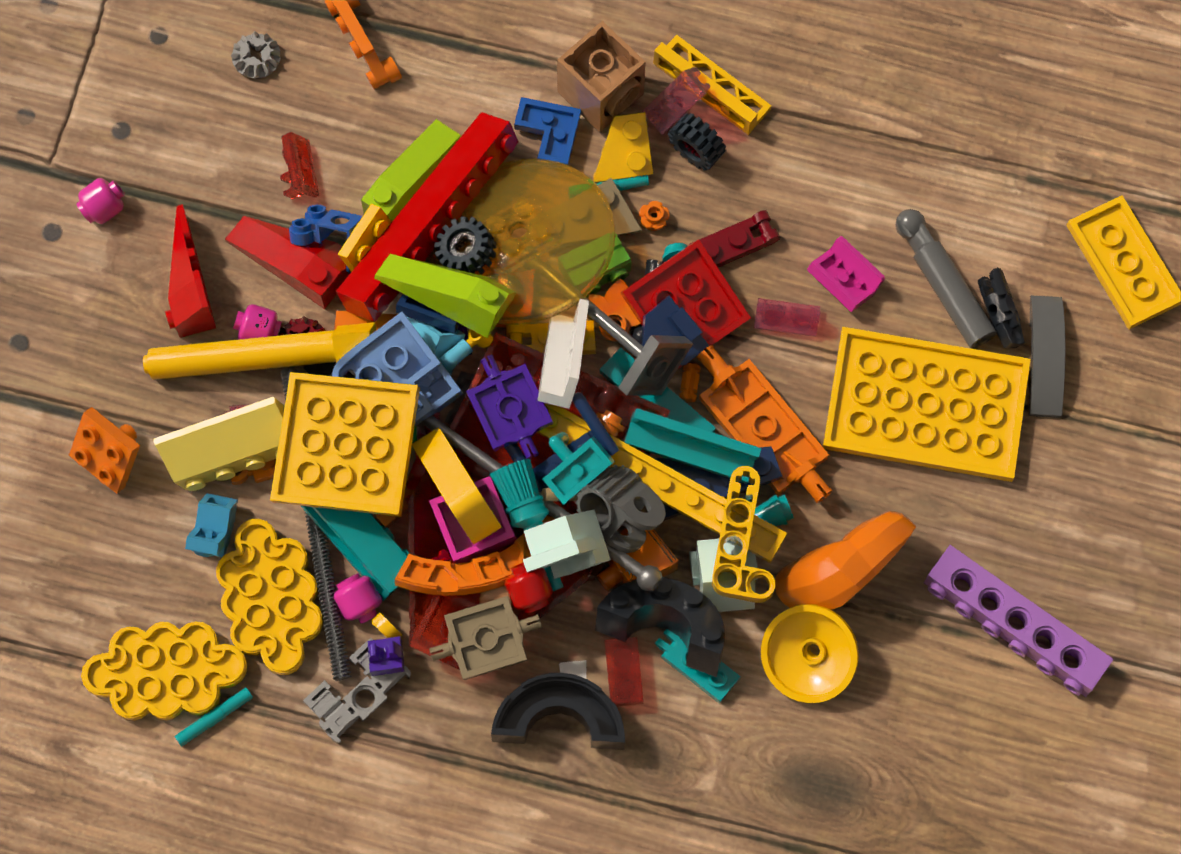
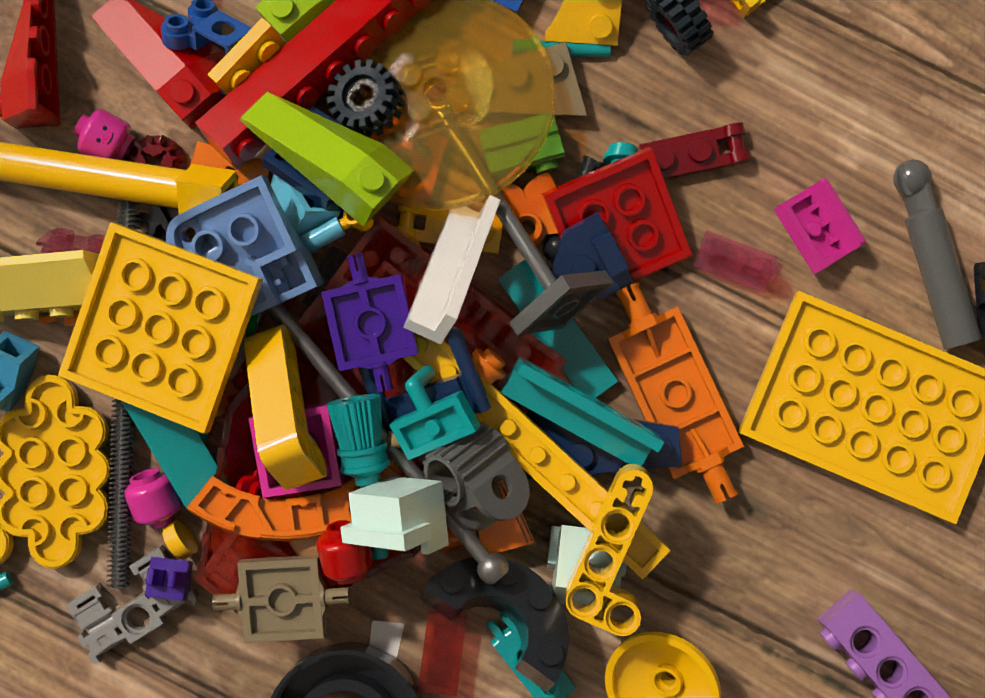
camera: 15 degrees right, 15 degrees up
(650, 222) = (603, 108): orange plate -> none
(690, 382) = (600, 318): orange piece -> none
(775, 511) = (664, 502): teal cone -> none
(843, 568) = (733, 603): orange piece -> none

